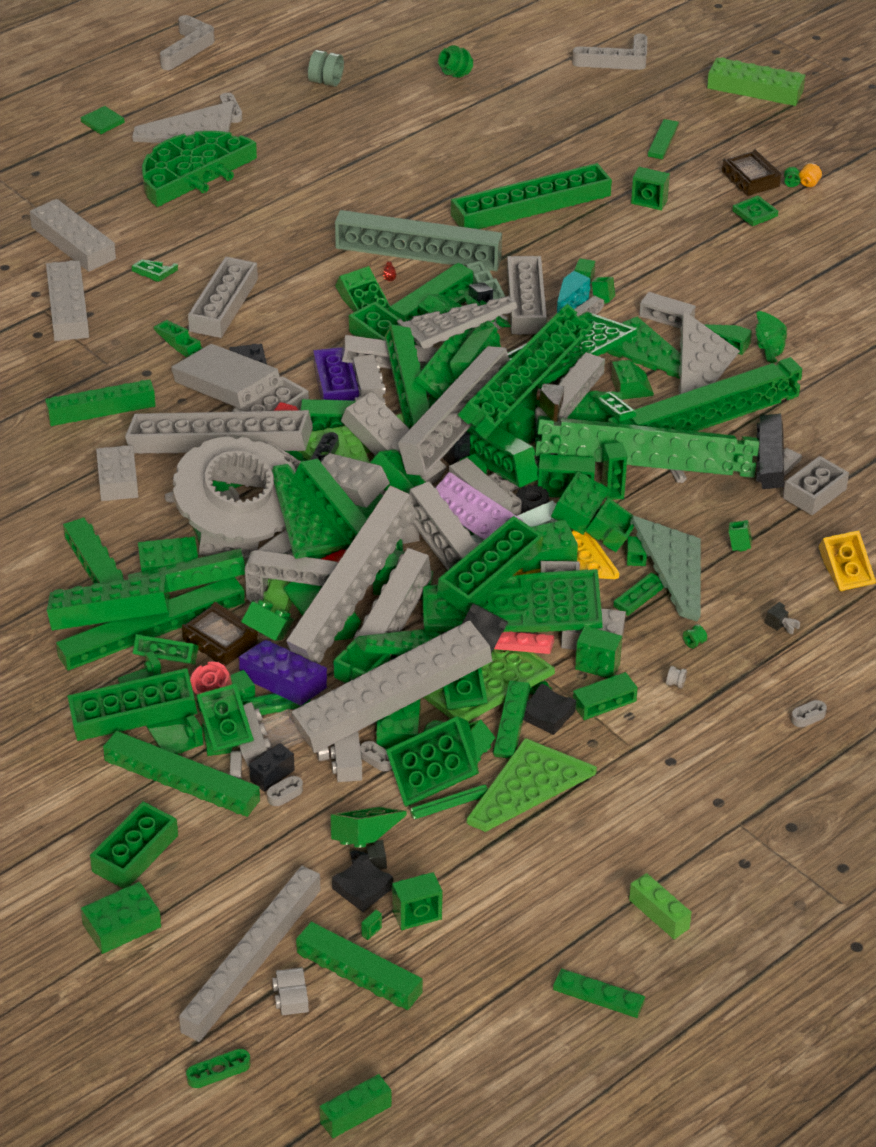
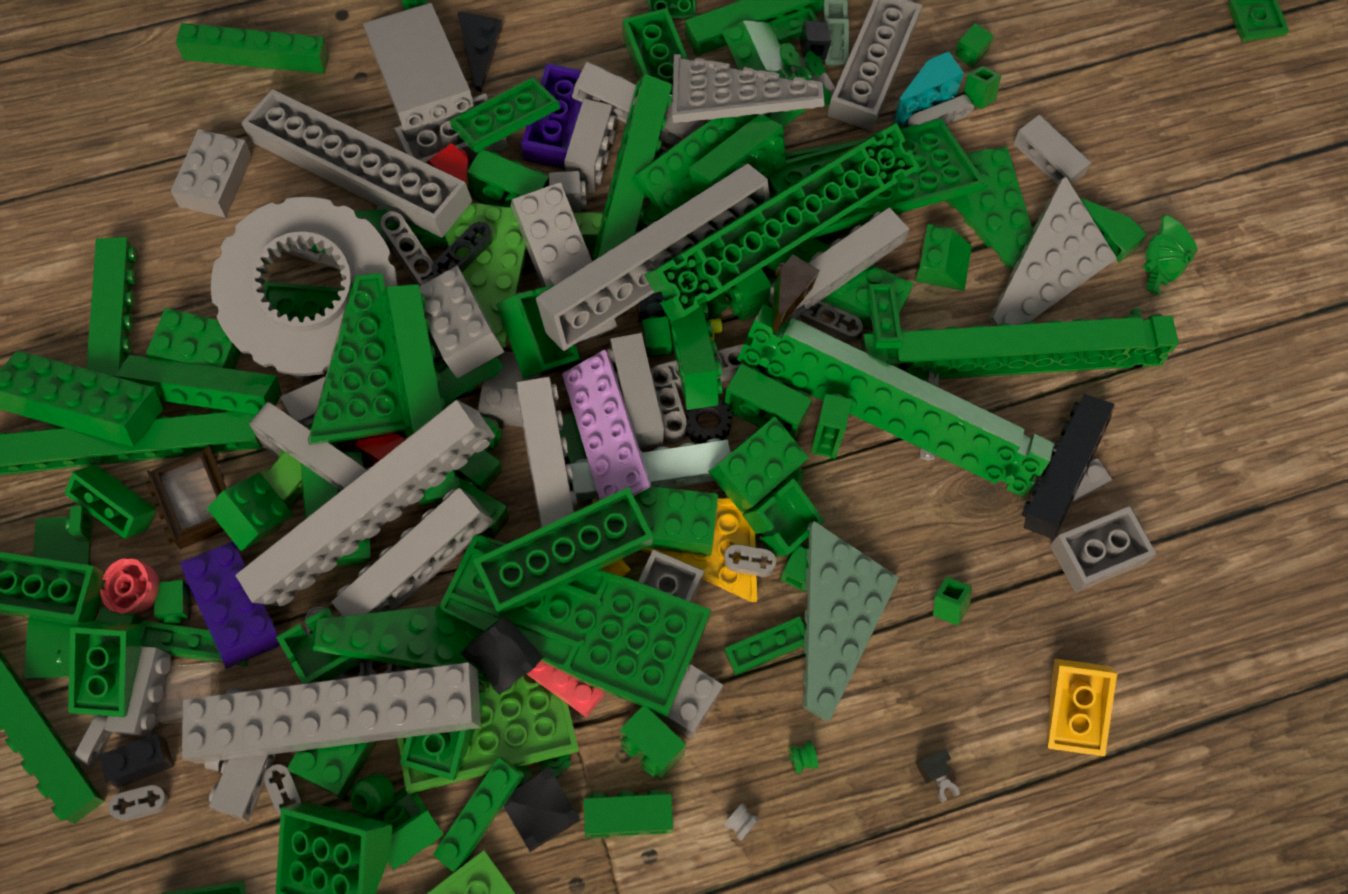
camera: 20 degrees right, 25 degrees up
(304, 379) = (504, 114): none -> green tile
(603, 553) = (750, 554): none -> light grey beam

